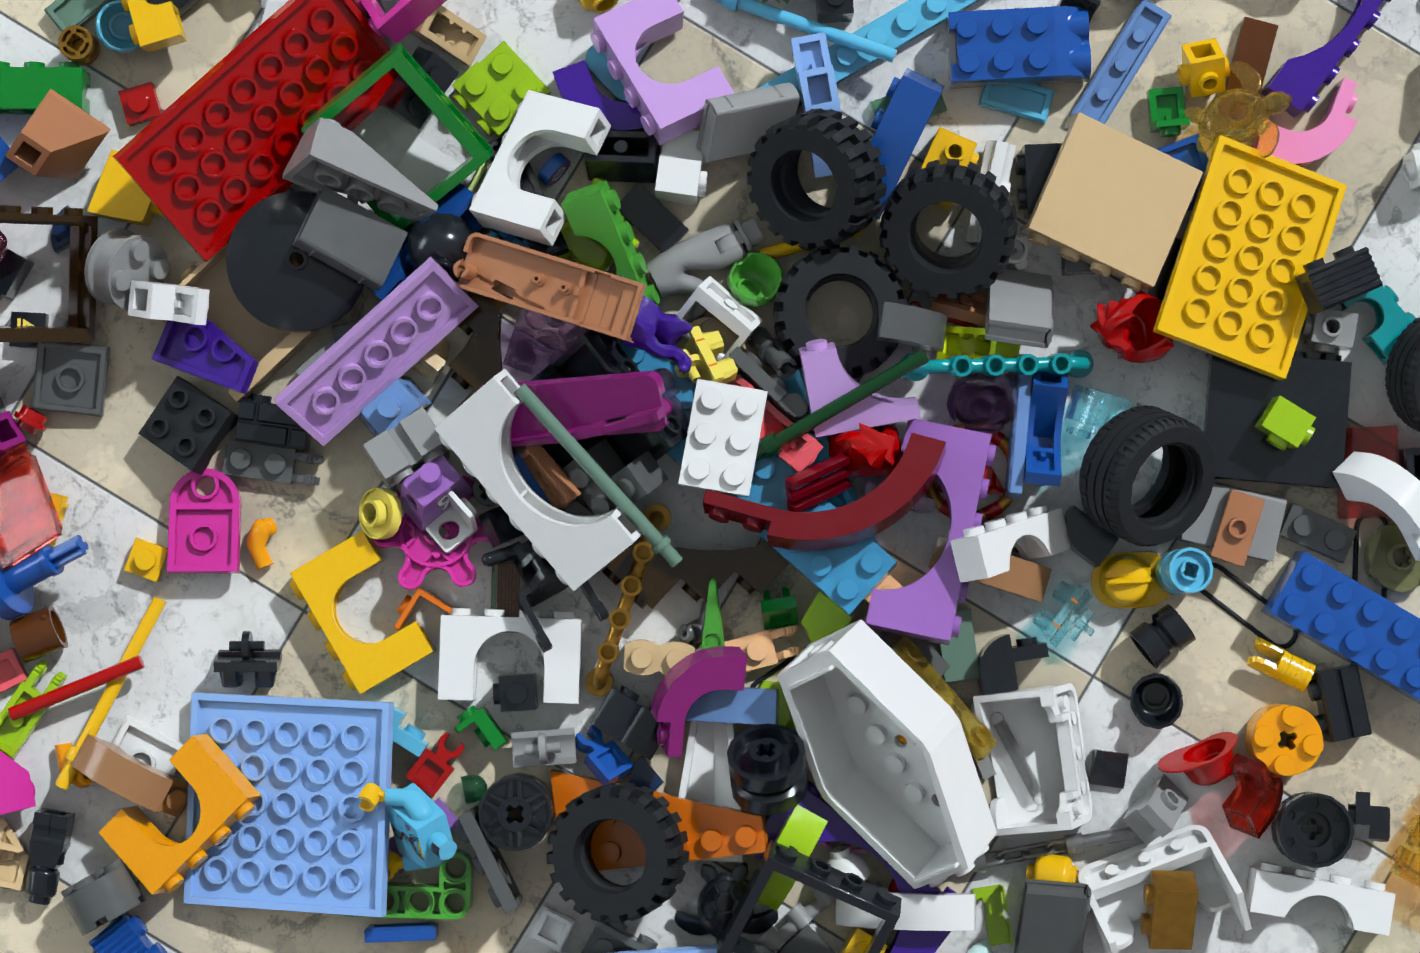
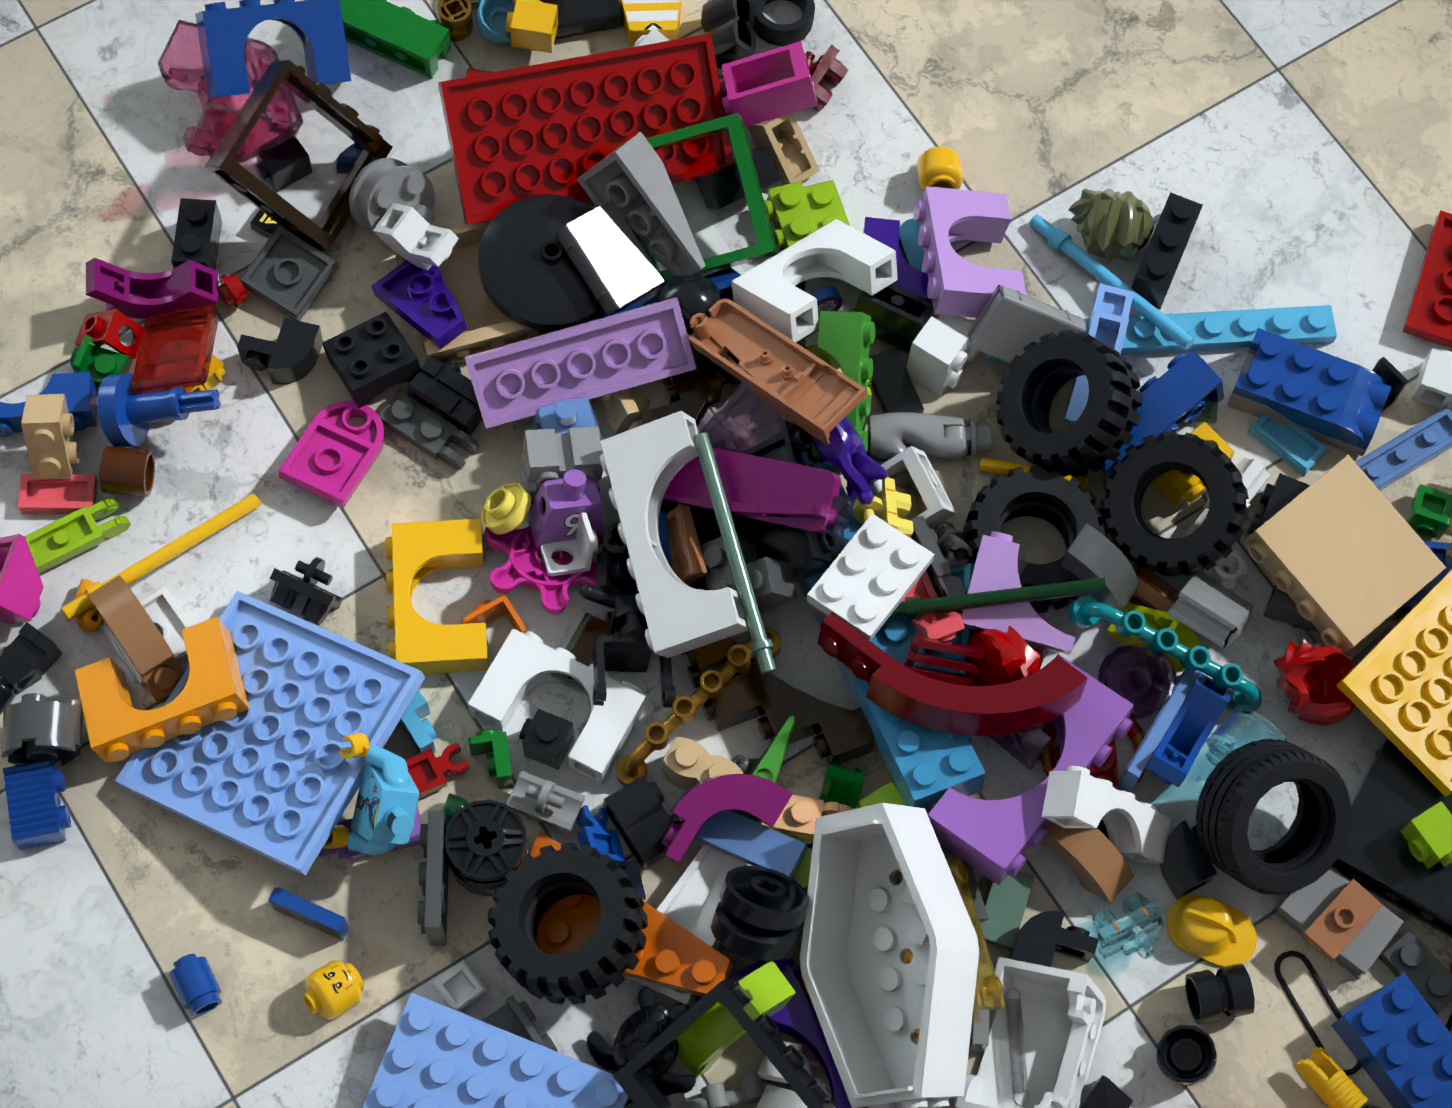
camera: 25 degrees right, 20 degrees down
(57, 139) = (393, 72): nougat slope -> none
(76, 688) = (133, 532): red bar -> none
(117, 457) = (289, 357): none -> black brick
(120, 197) = (426, 146): yellow torso -> none
(147, 559) = (264, 459): yellow plate -> none
(257, 541) = (374, 491): light orange arm -> none
(436, 892) = (365, 894): bright green beam -> none
(755, 279) = (964, 476): bright green hair -> none
(1184, 571) = (1269, 938): medium azure wheel -> none

